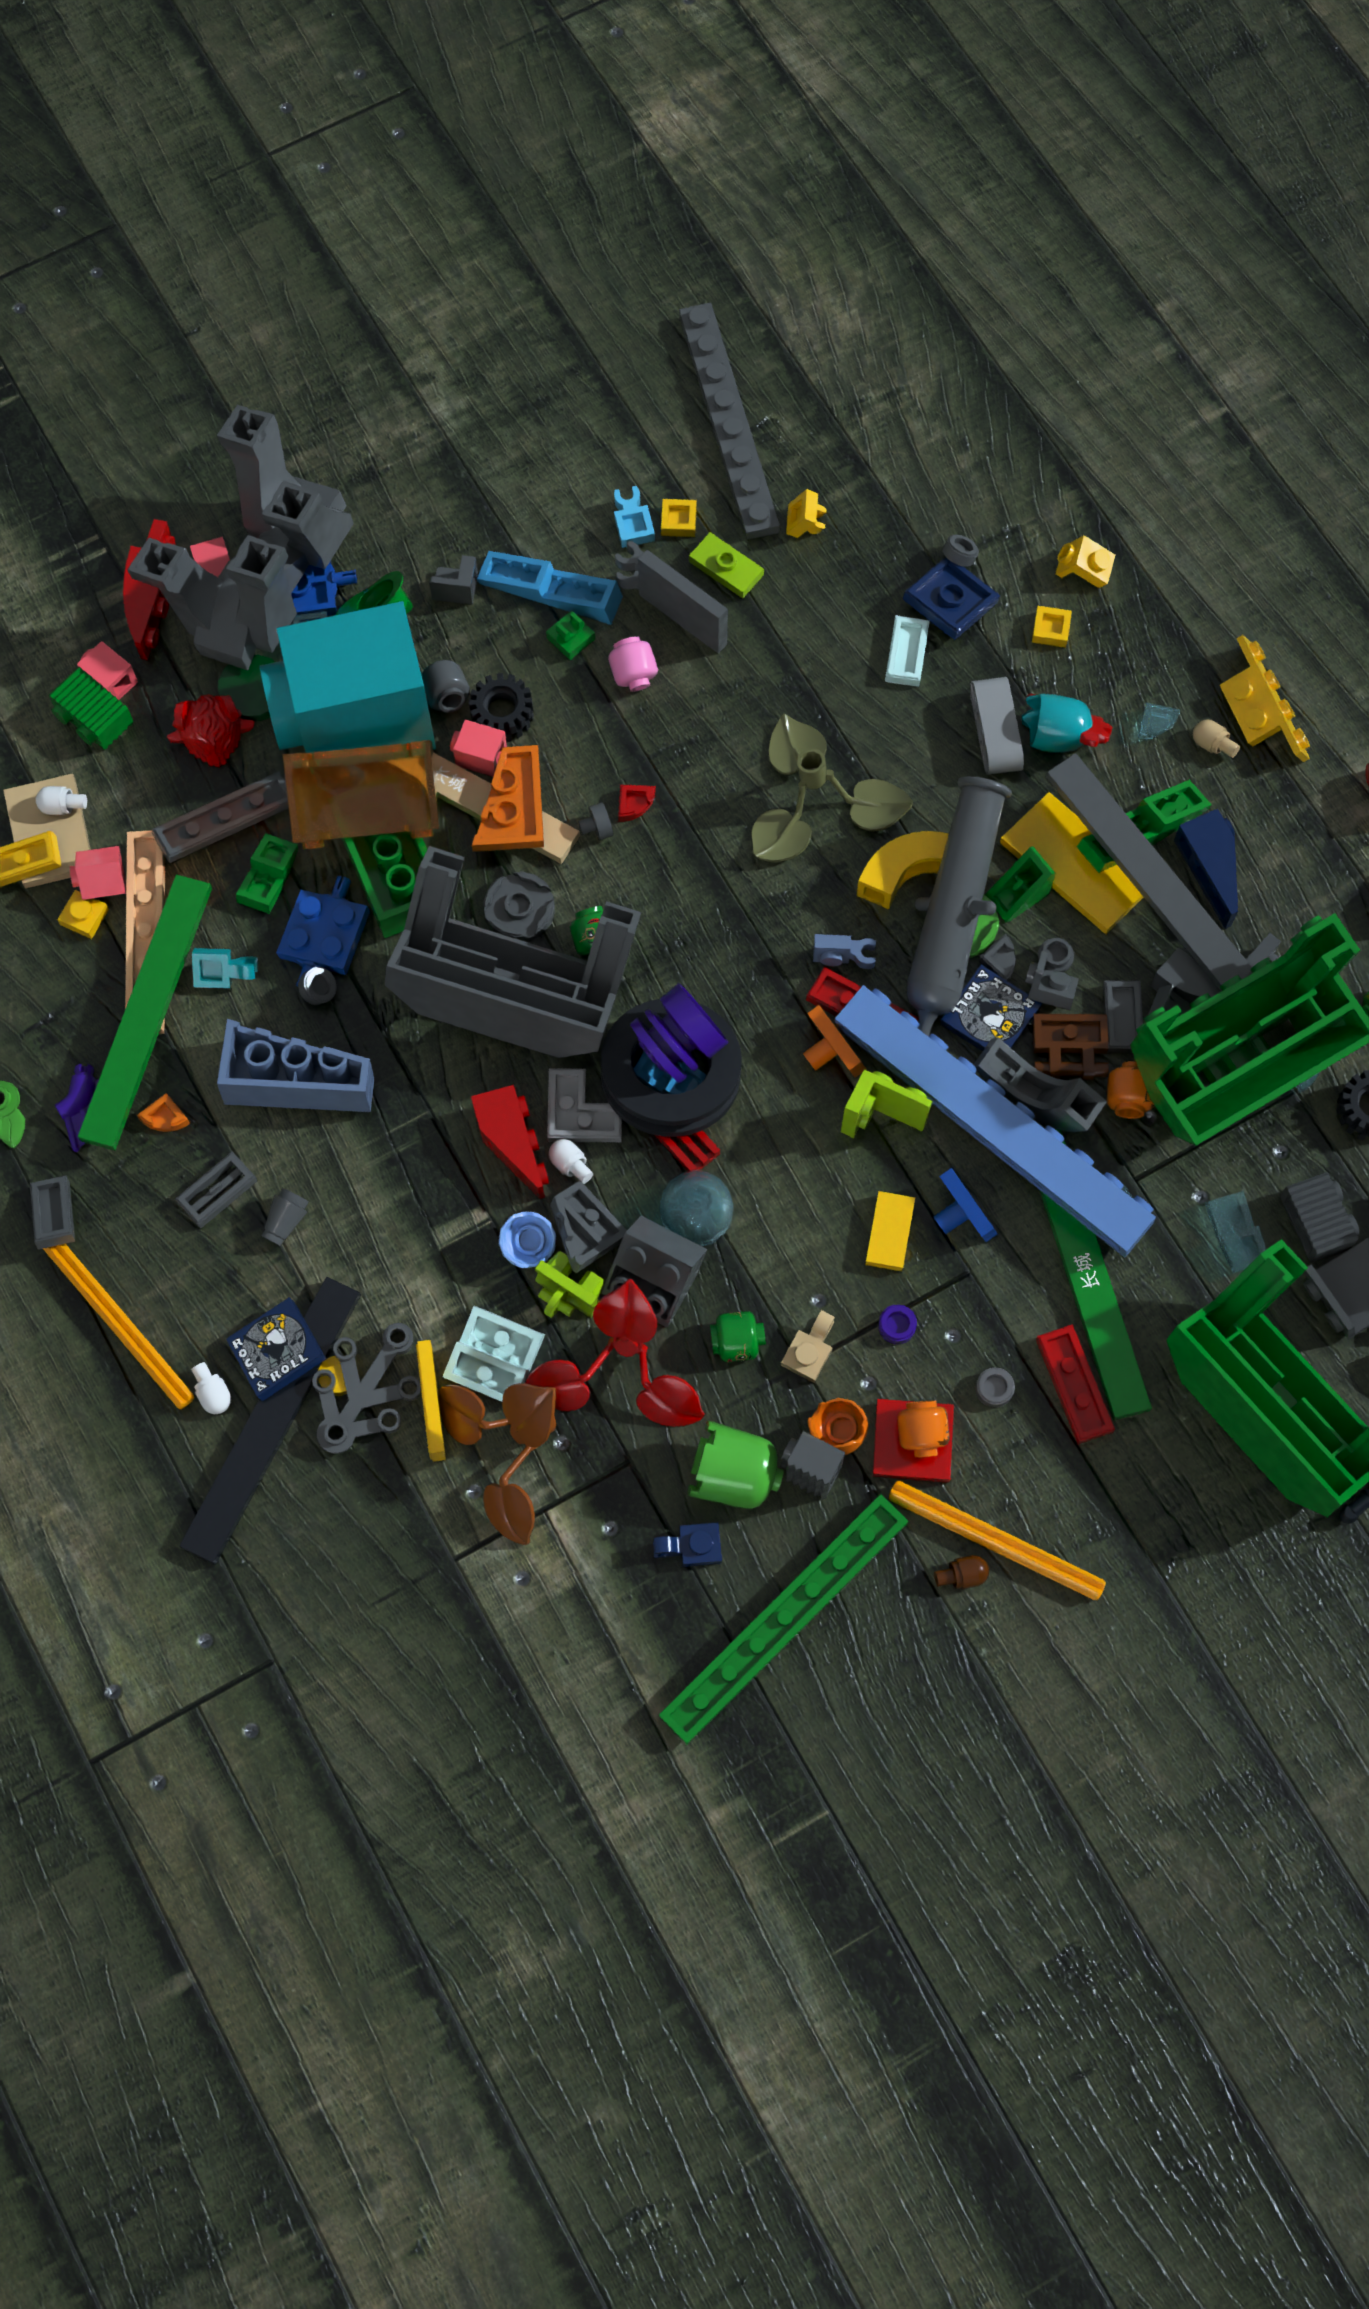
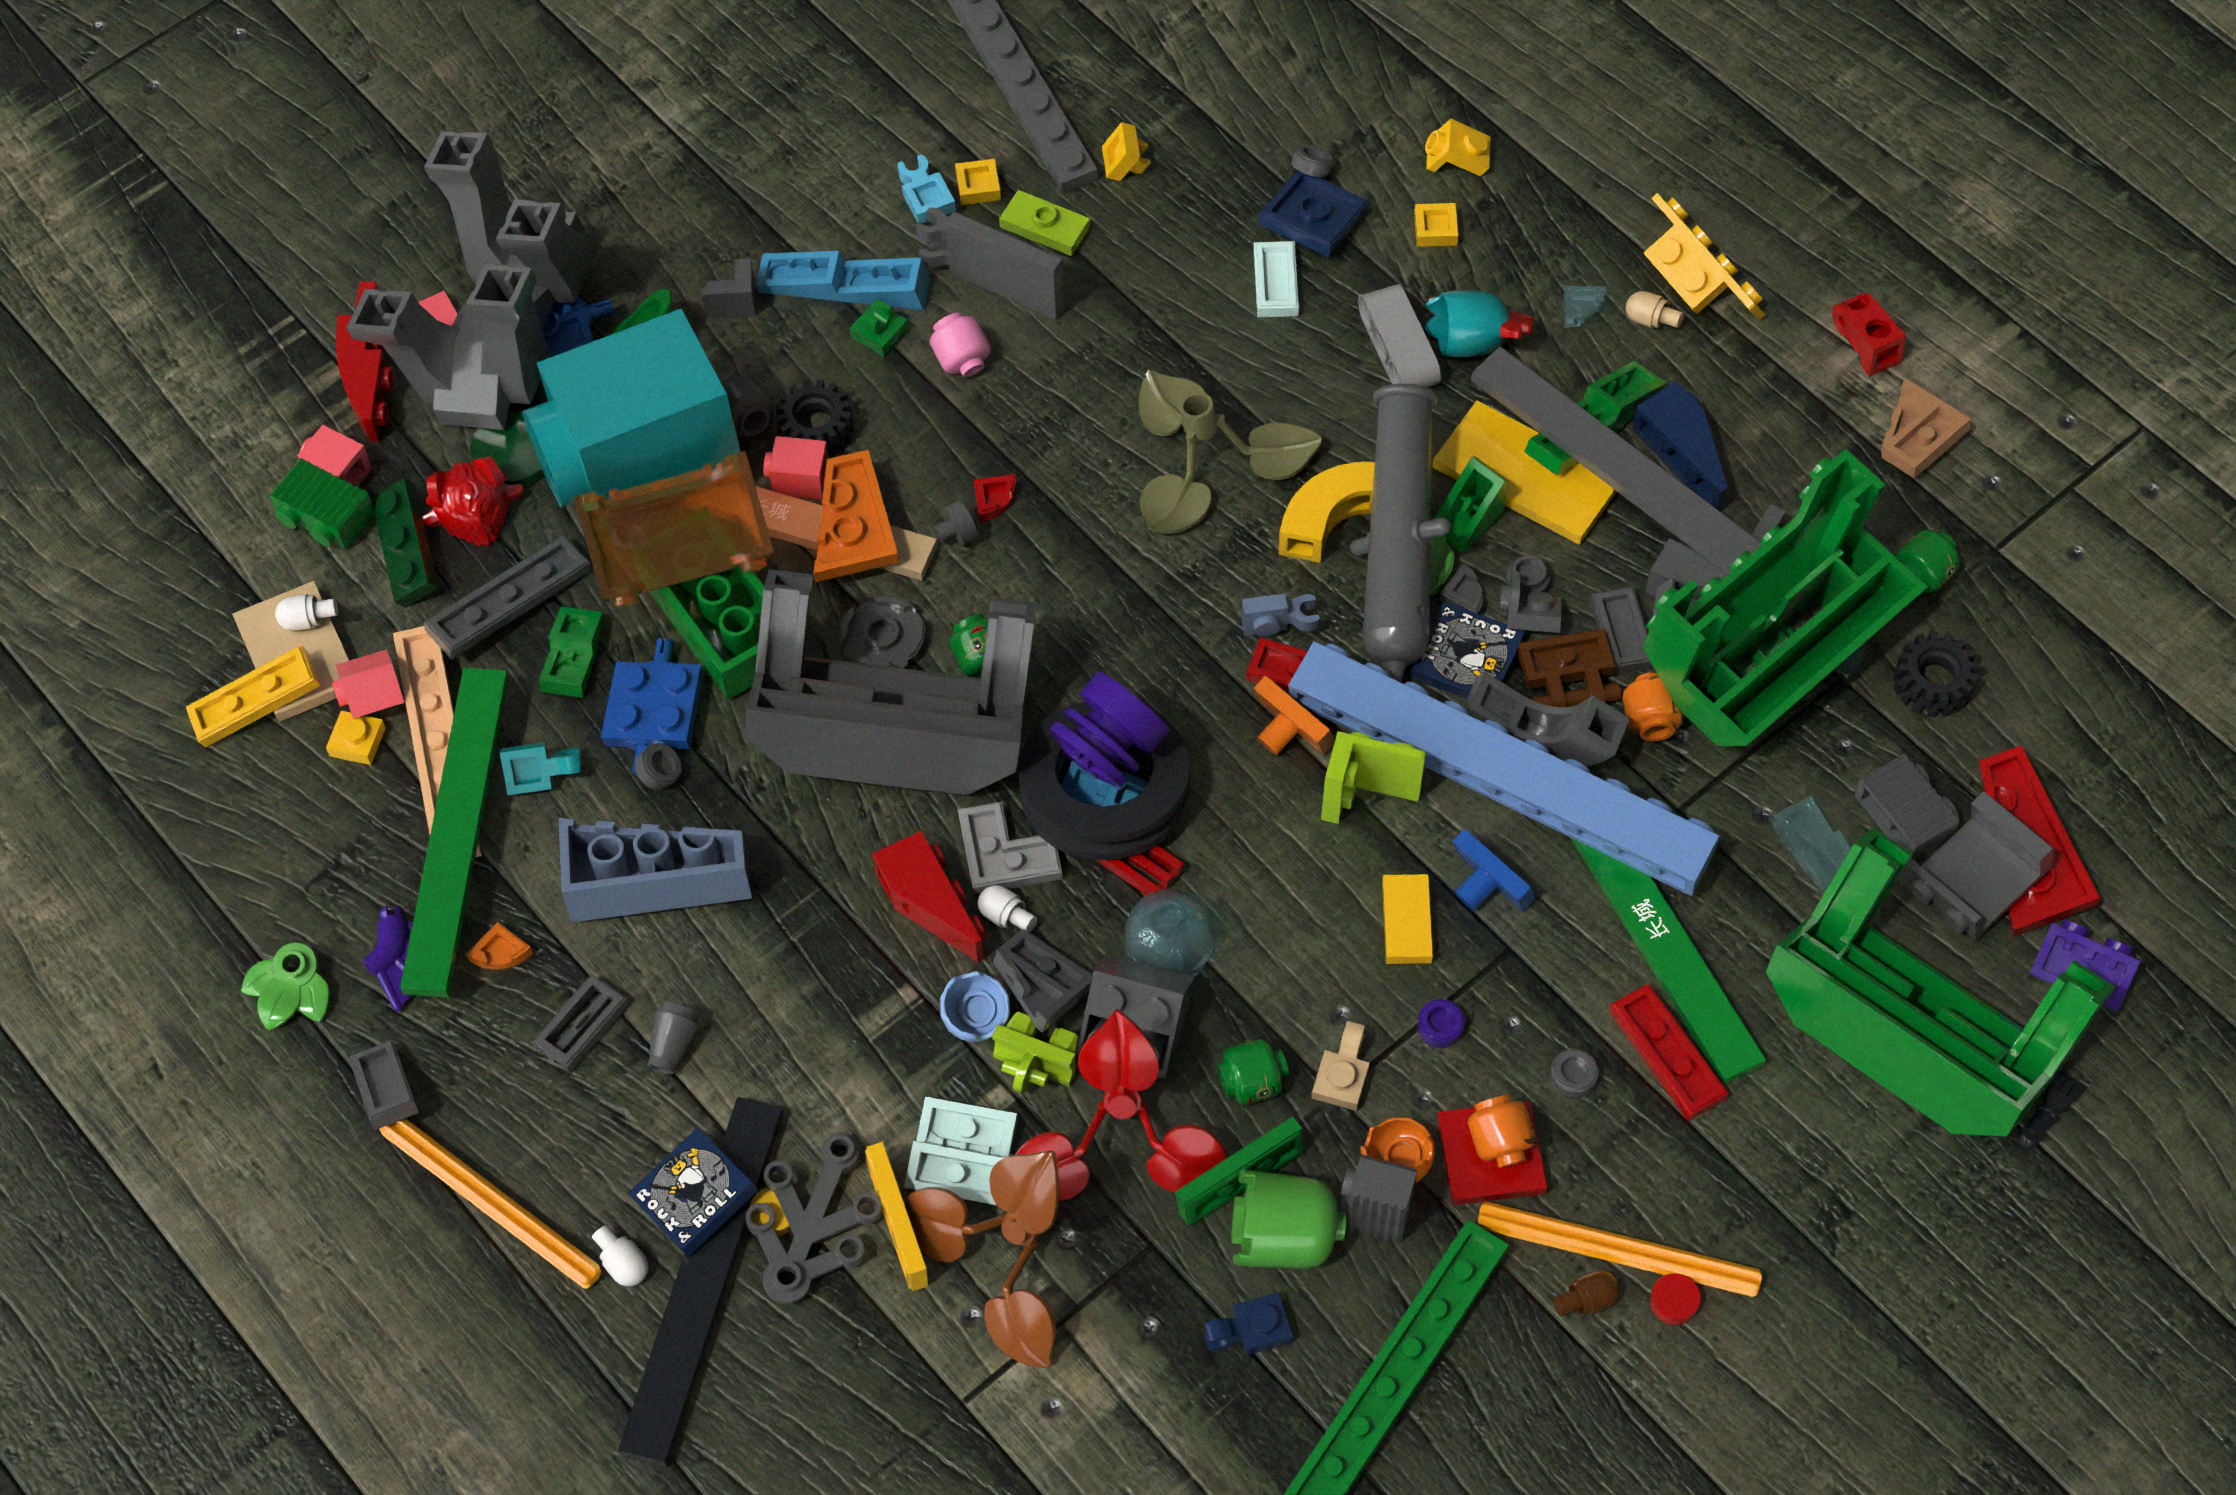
camera: 10 degrees left, 10 degrees down
(151, 754) = (404, 543): none -> dark green plate
(722, 1411) = (1221, 1182): none -> green tile
(1031, 1590) = (1675, 1299): none -> red tile

